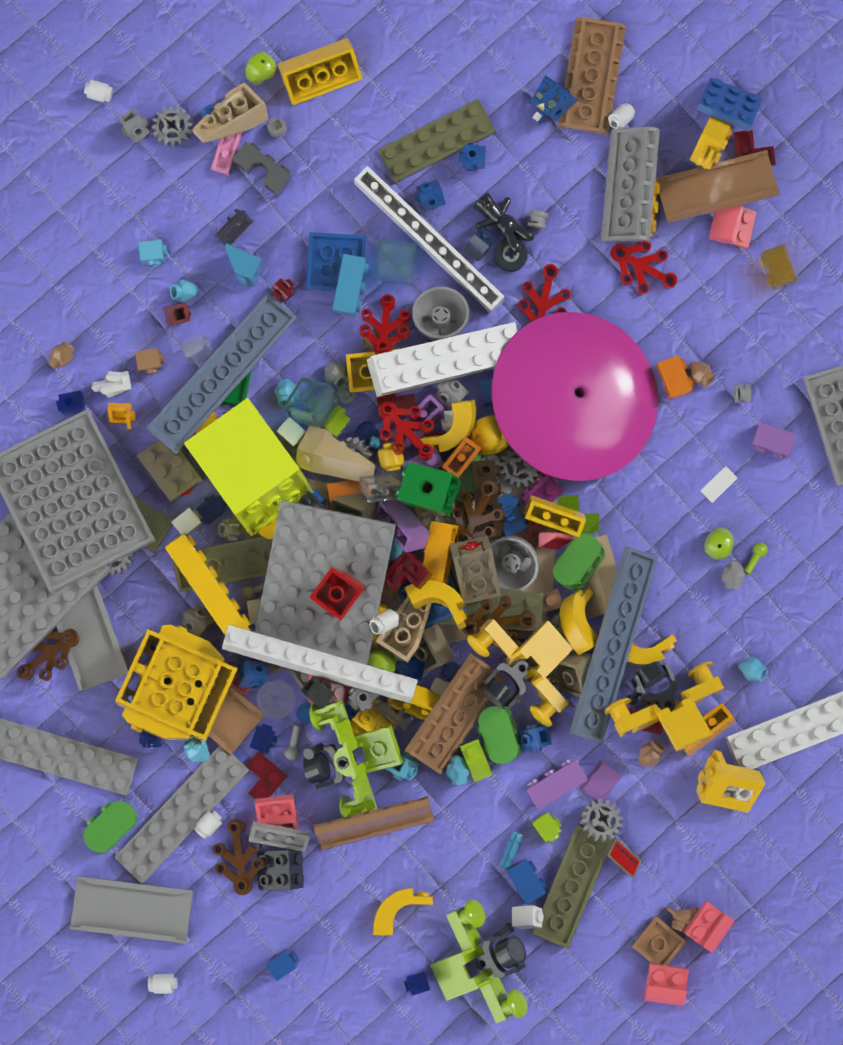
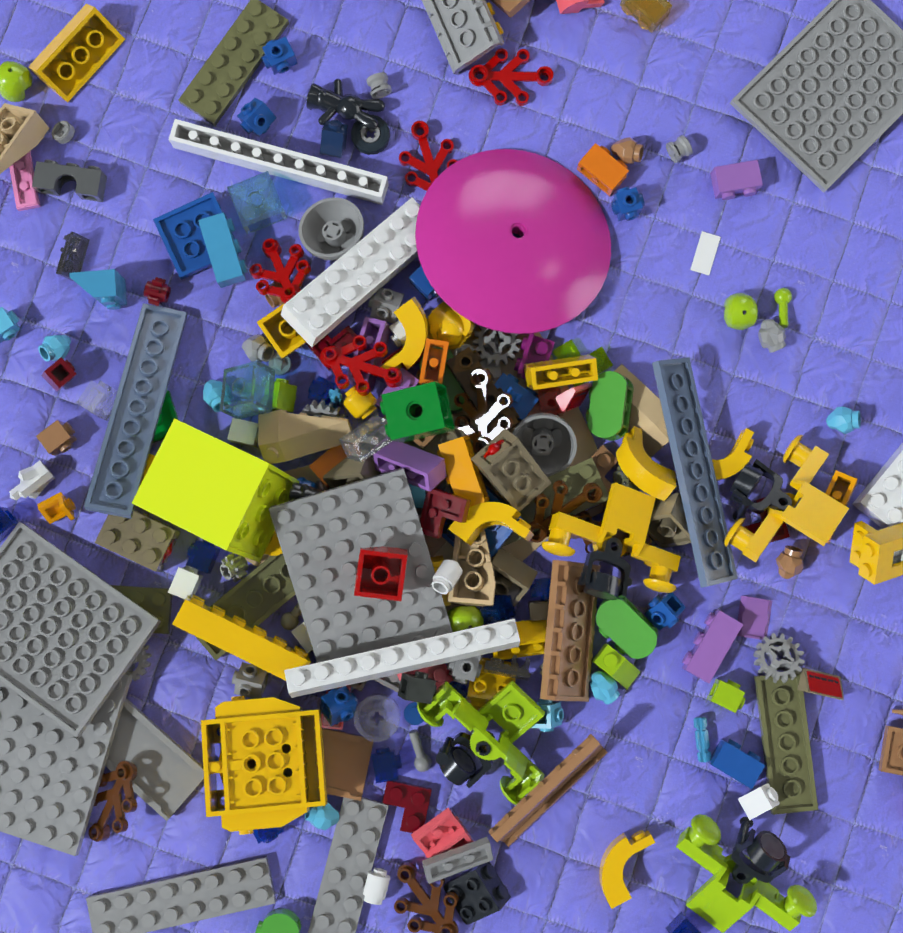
camera: 30 degrees left, 0 degrees up
(678, 421) = (625, 210): none -> blue brick

